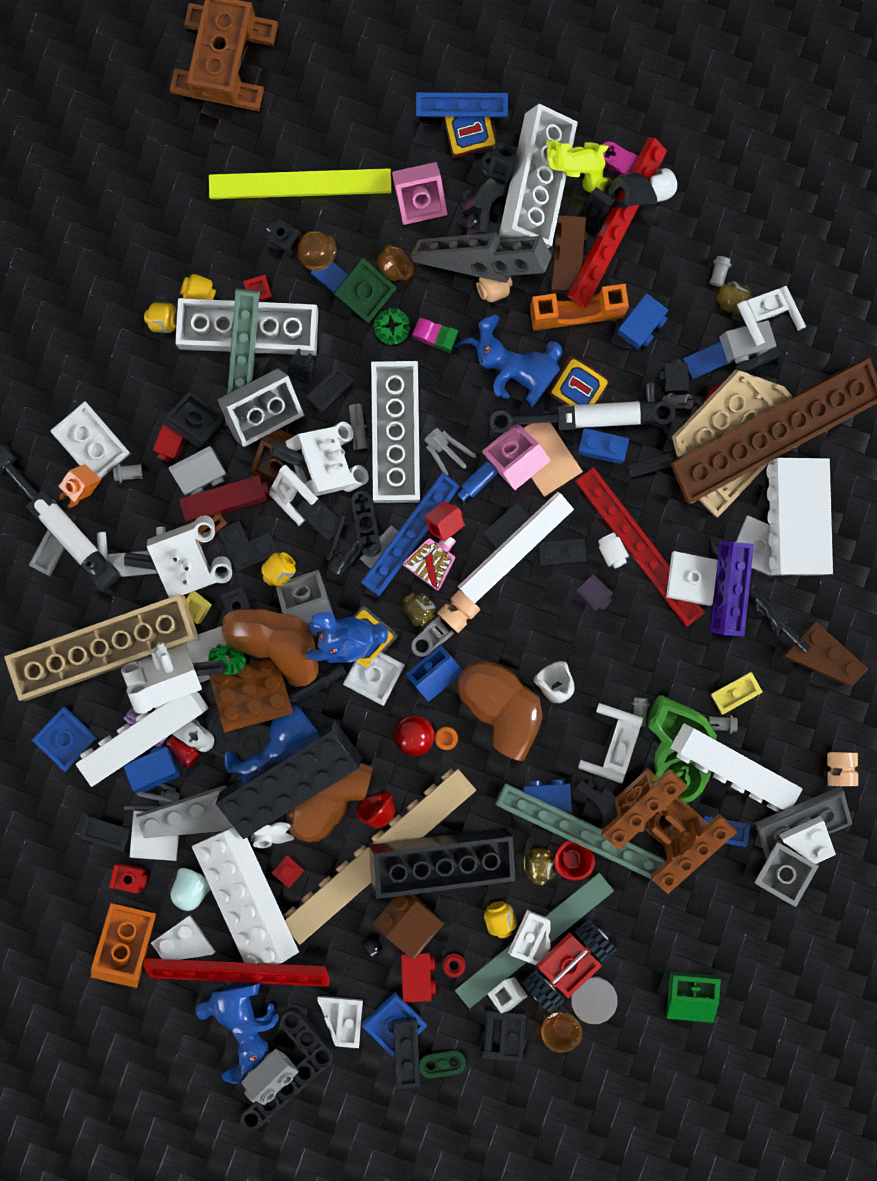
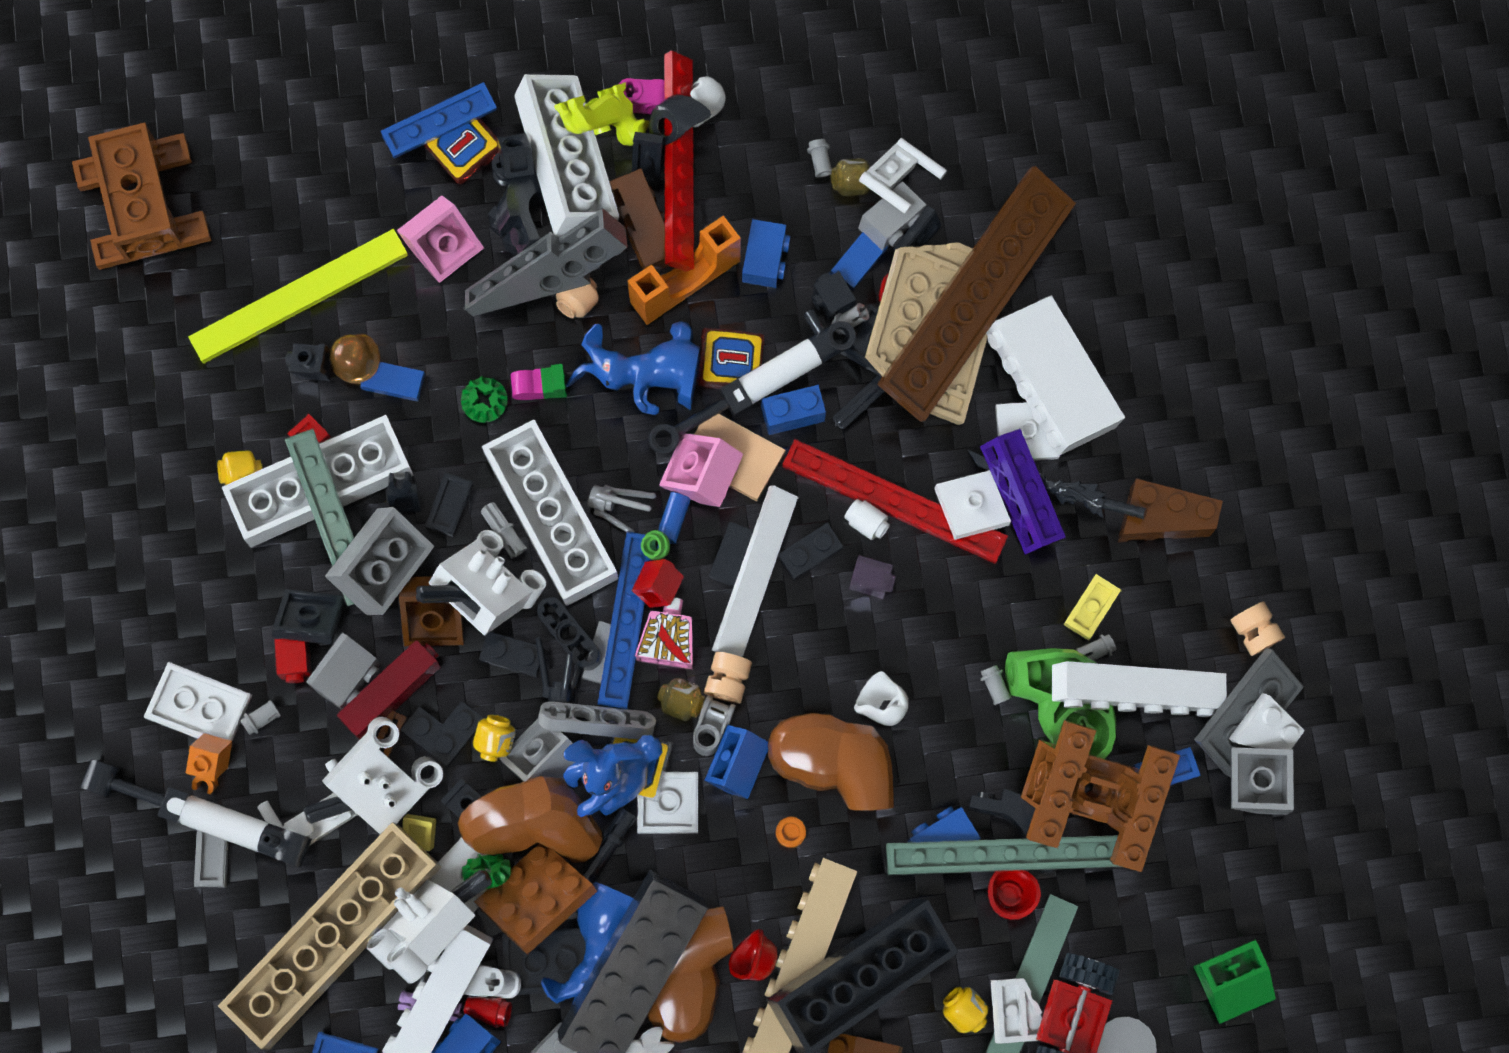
camera: 30 degrees left, 10 degrees down
(161, 317) = (212, 521): yellow head -> none
(285, 489) = (455, 638): white plate -> none
(355, 591) = (554, 714): none -> light grey beam
(364, 290) = (432, 374): dark green plate -> none
(395, 264) = (452, 329): clear orange helmet -> none
(414, 735) = (752, 849): red helmet -> none
(451, 493) = (648, 545): none -> bright green plate
(540, 866) = (978, 922): clear yellow head -> none
(620, 747) = (995, 734): white plate -> none

